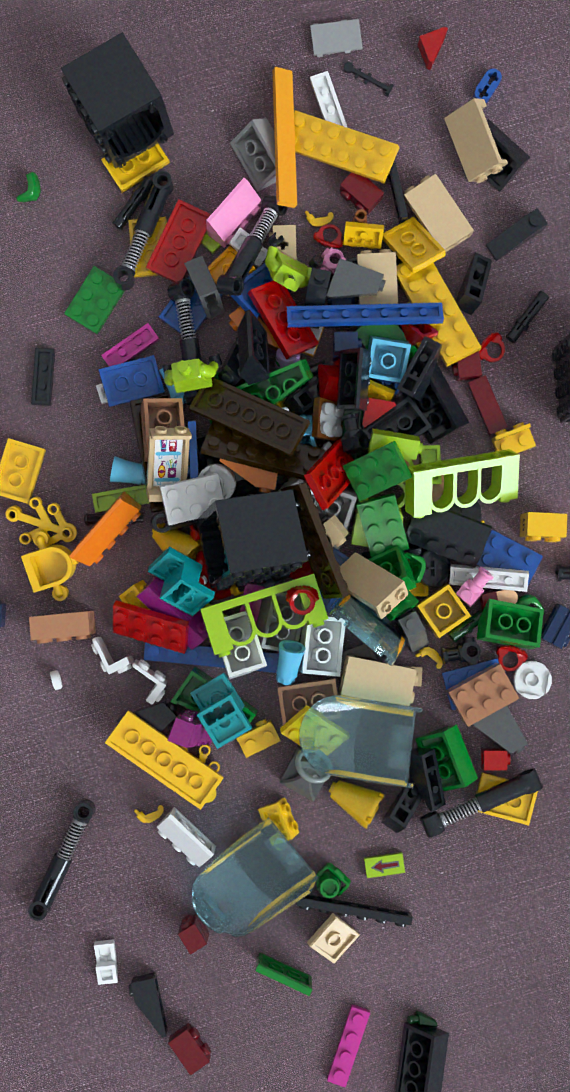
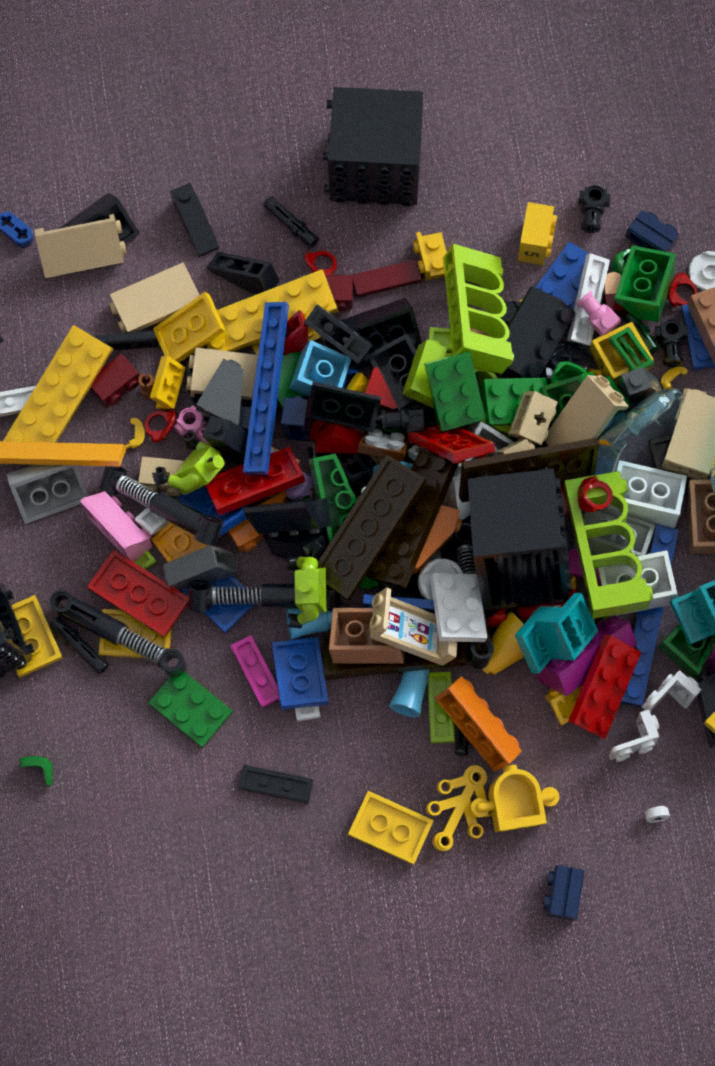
camera: 80 degrees left, 15 degrees down
(62, 626) = (592, 792): nougat brick -> none
(289, 661) = (663, 528): medium azure plant -> none
(360, 534) = (533, 417): none -> tan brick
(438, 611) = (613, 341): none -> green tile

